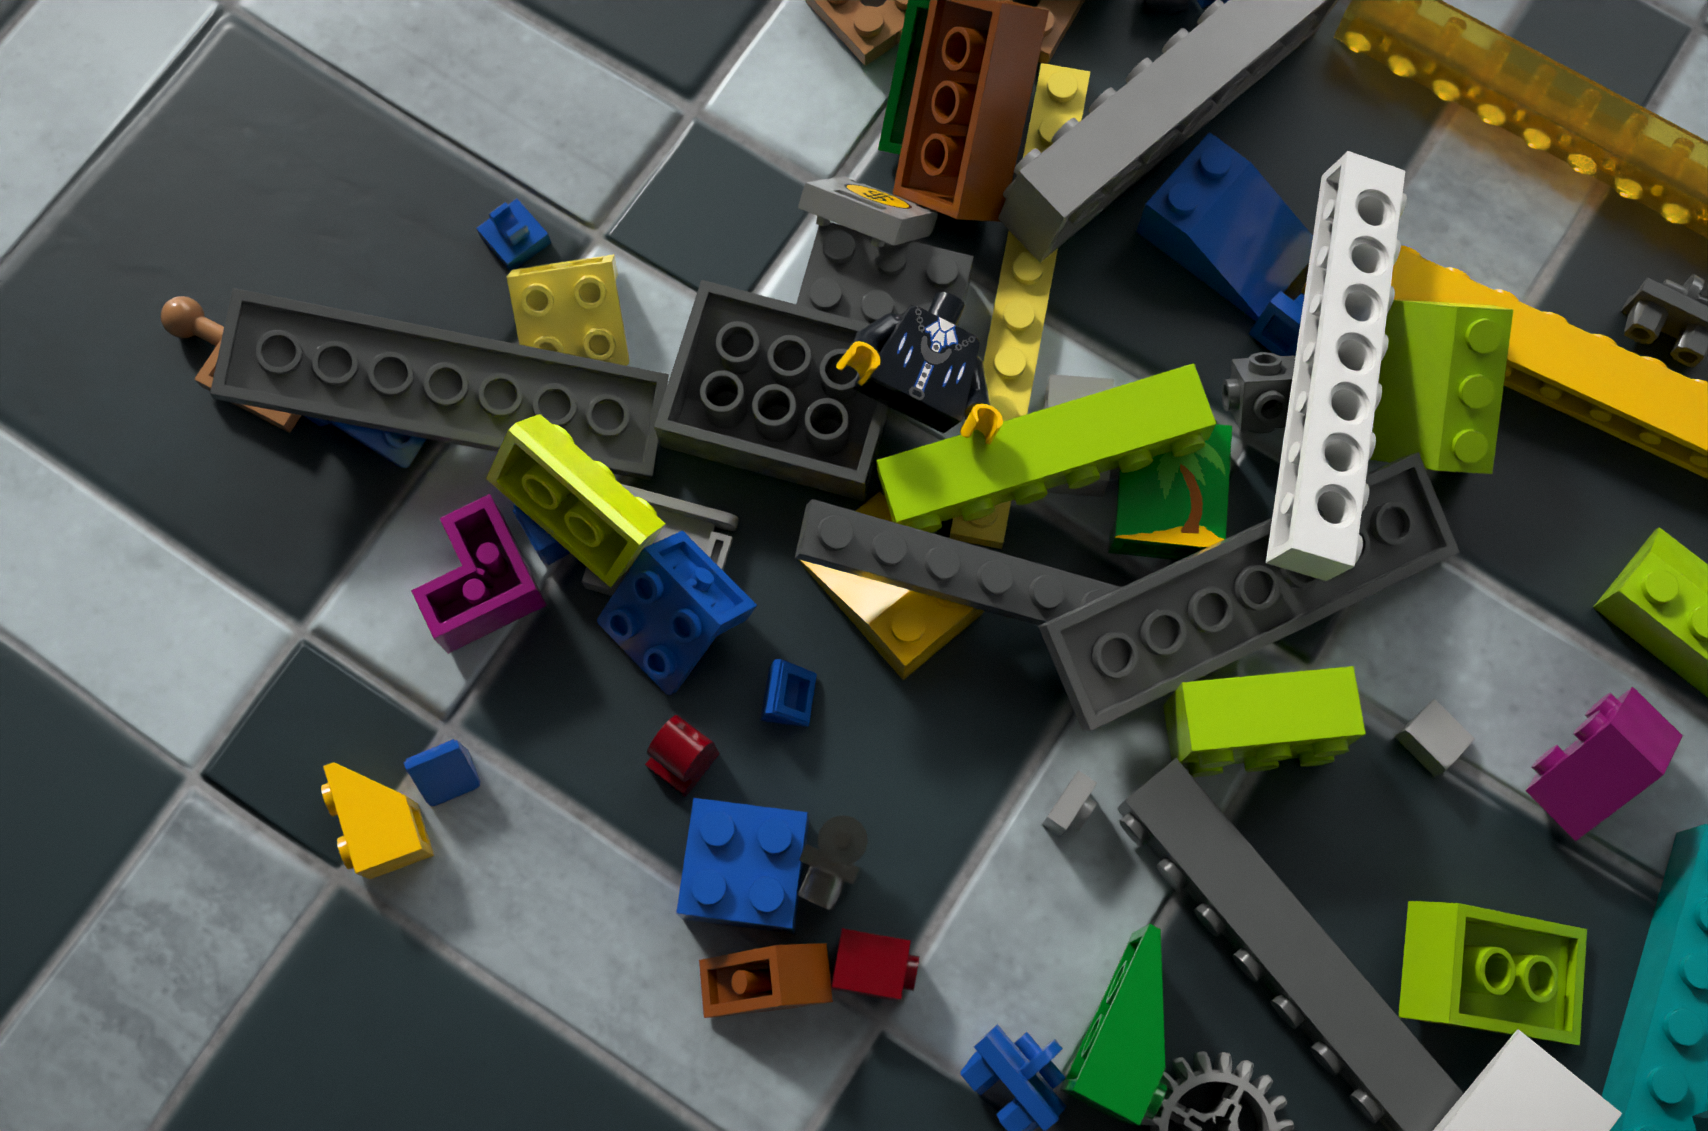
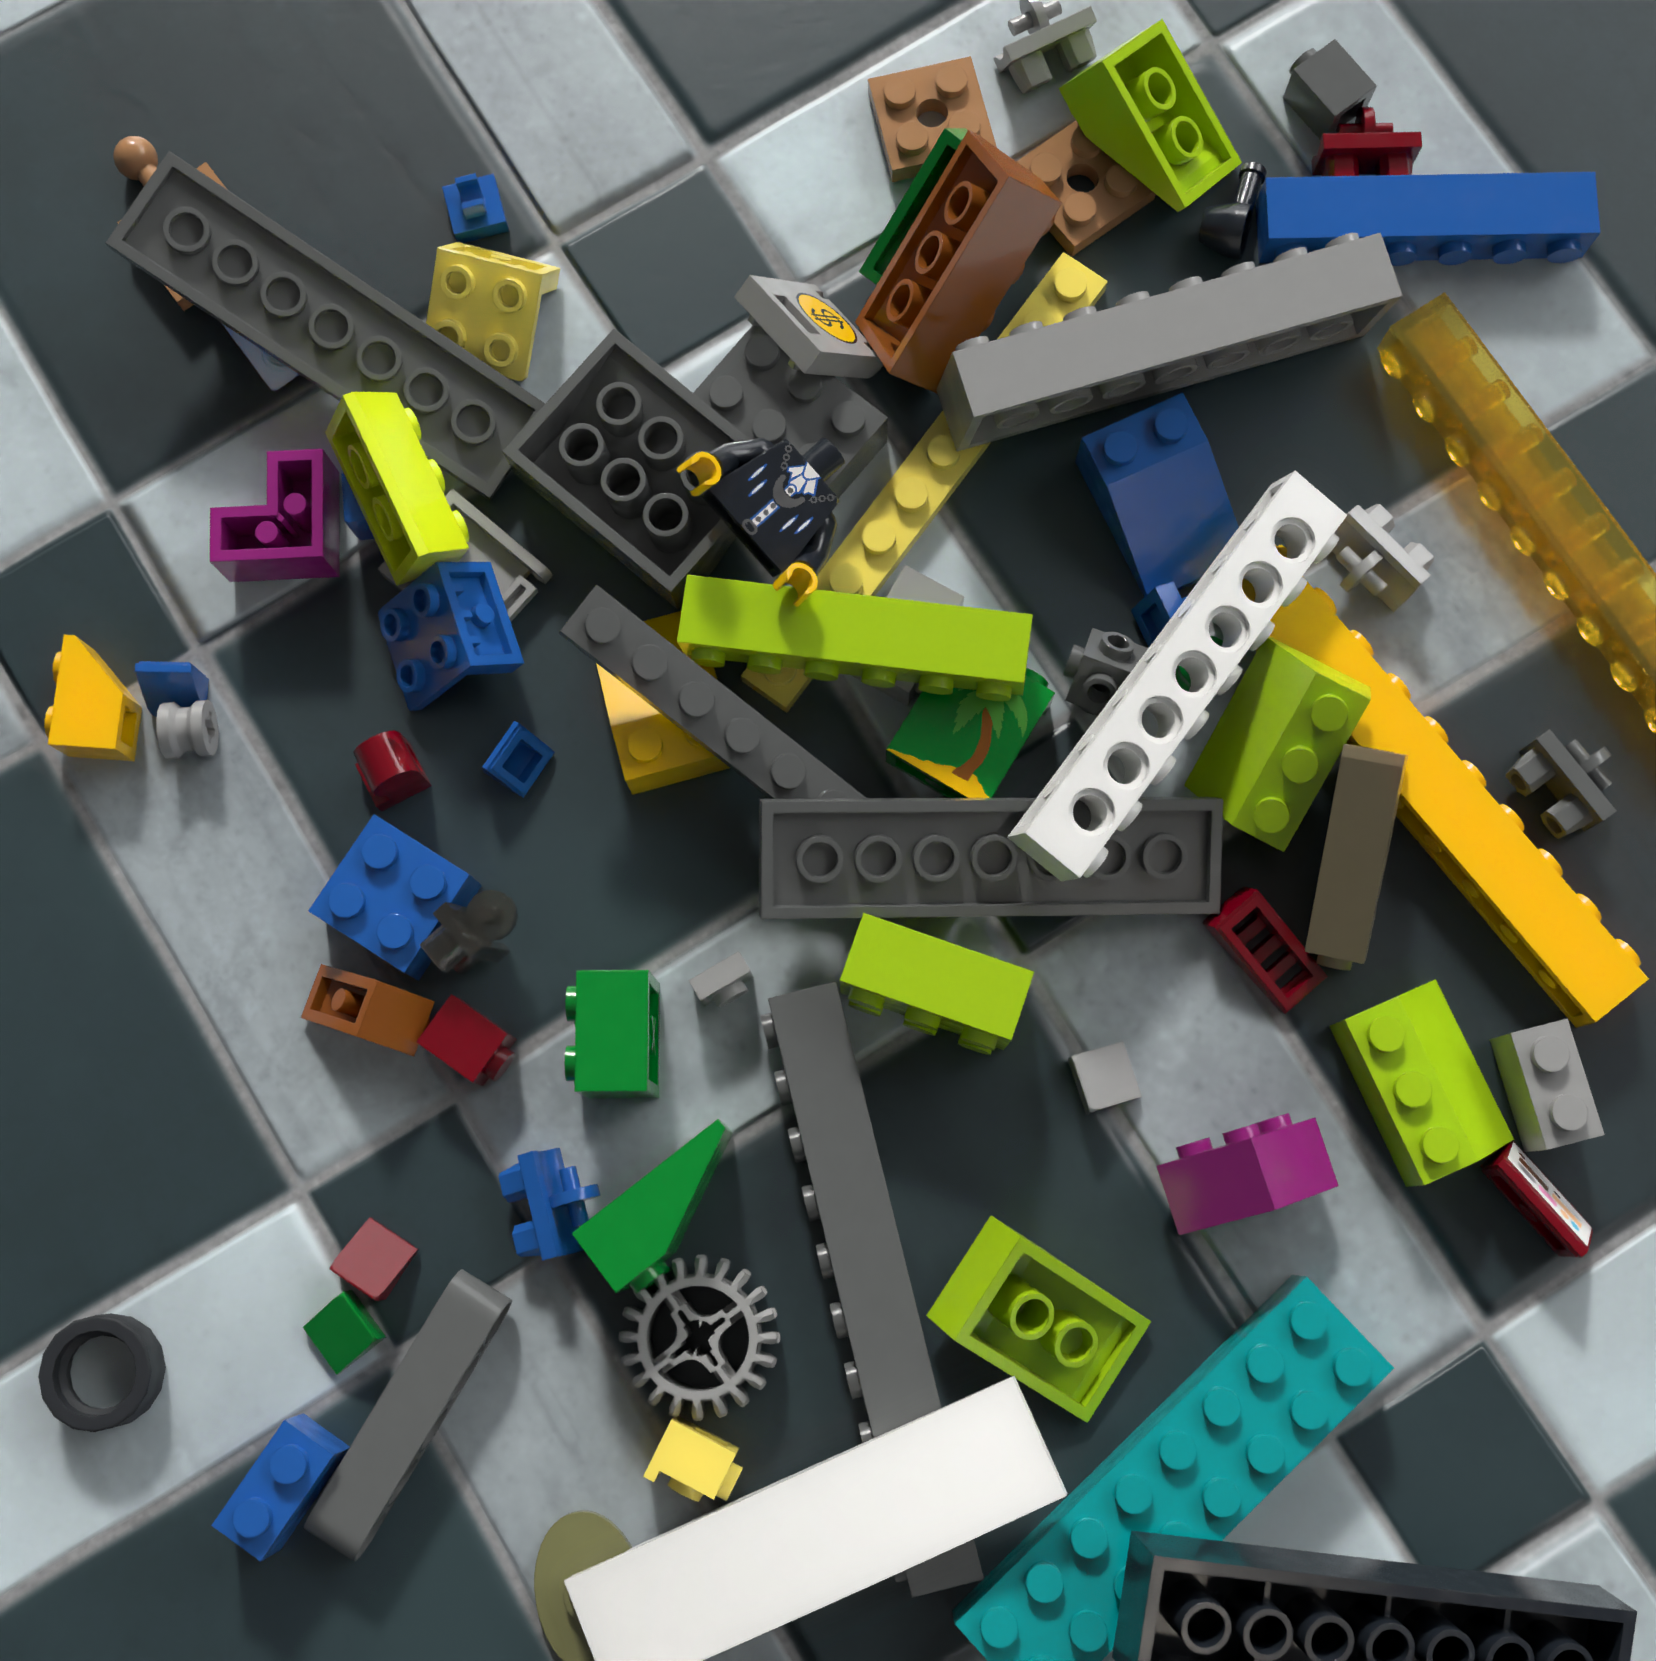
camera: 30 degrees right, 5 degrees up
(475, 802) = (187, 729): none -> light grey wheel
(1008, 895) = (614, 1034): none -> green brick
(1438, 204) = (1378, 559): none -> light grey hips
(1478, 547) = (1231, 913): none -> dark red slope
(1555, 447) = (1355, 855): none -> dark tan slope

